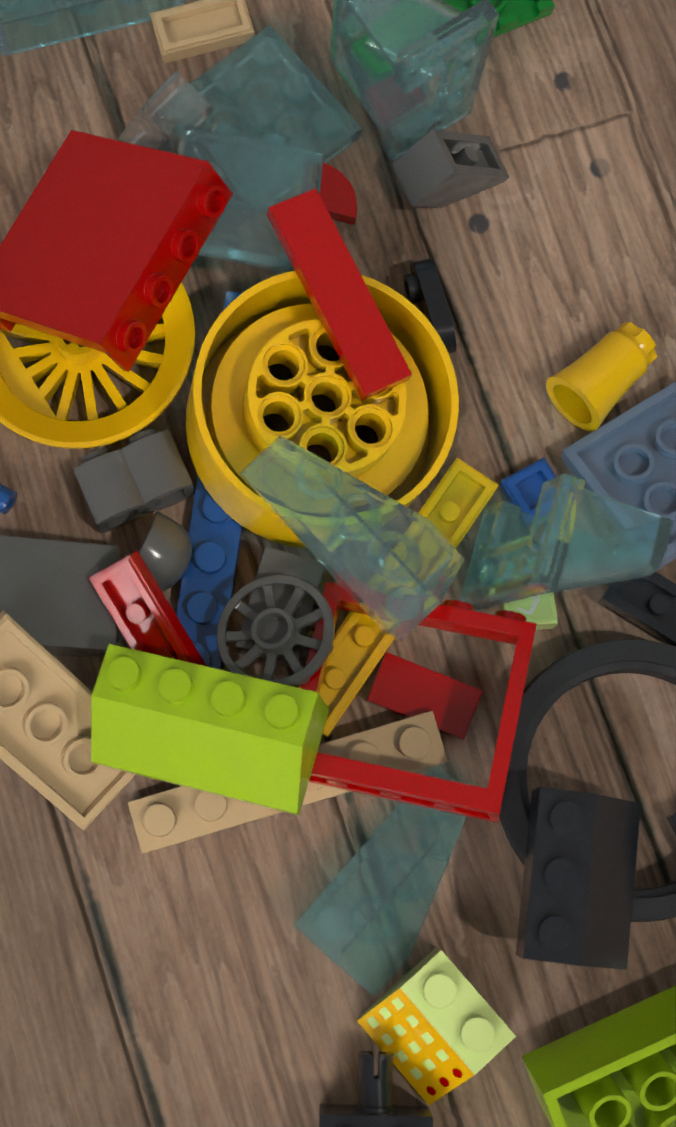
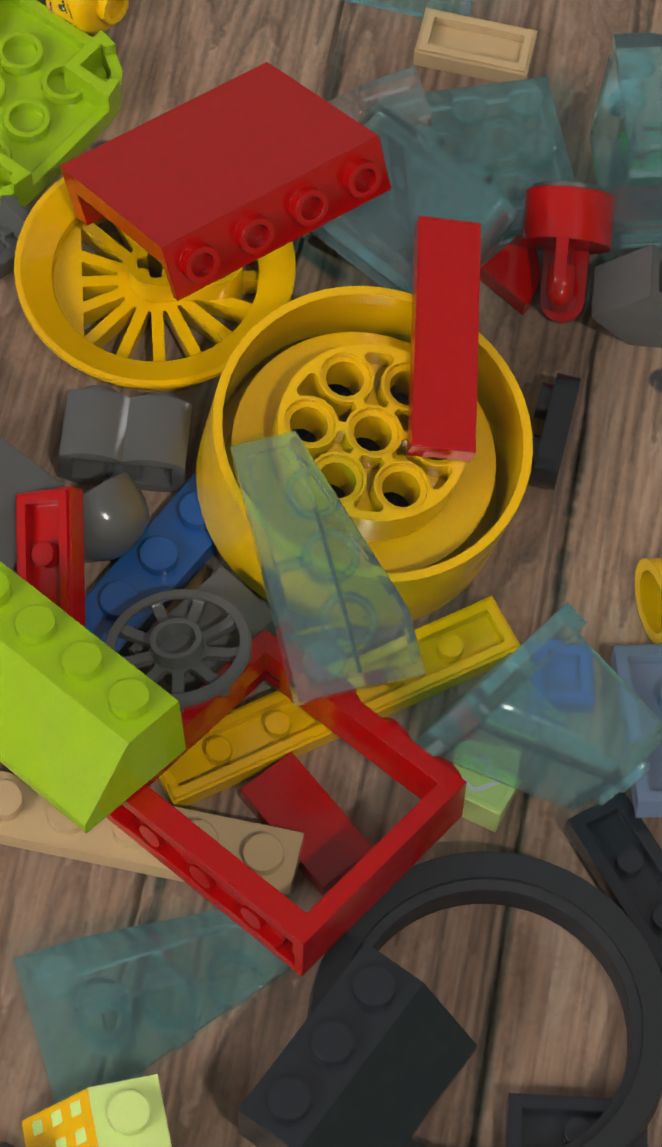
camera: 30 degrees right, 15 degrees down
(357, 143) = (567, 224): none -> red piece

